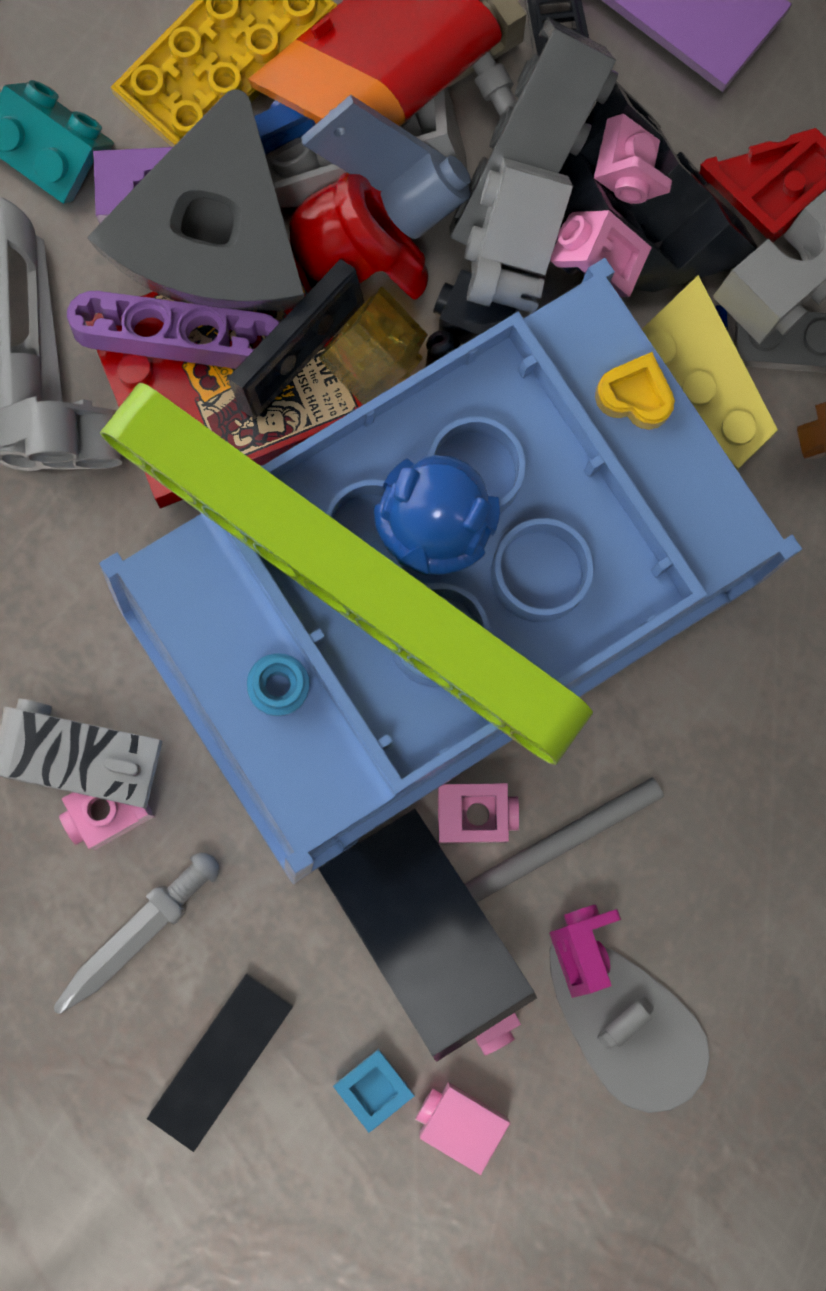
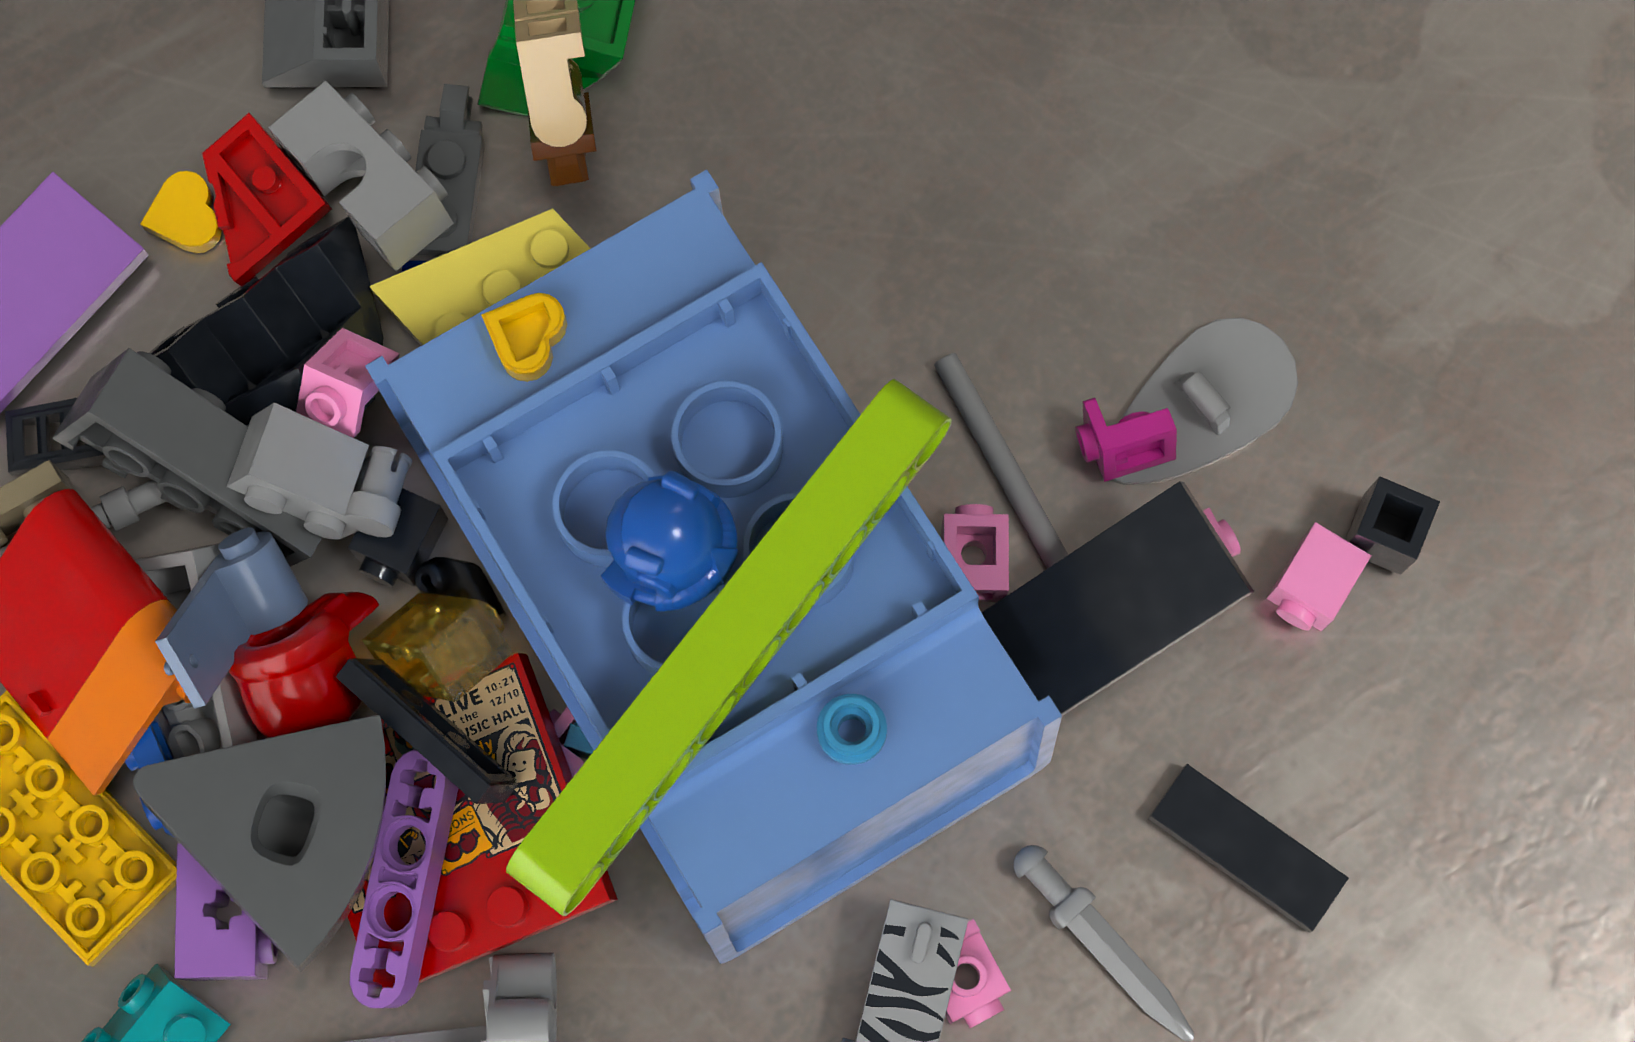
camera: 90 degrees left, 5 degrees down
(373, 1090) = (1278, 675): dark azure plate -> none
(511, 1195) = (1392, 524): none -> black brick
(629, 161) = (236, 354): bright pink bracket -> none
(762, 118) = (184, 213): none -> yellow tile

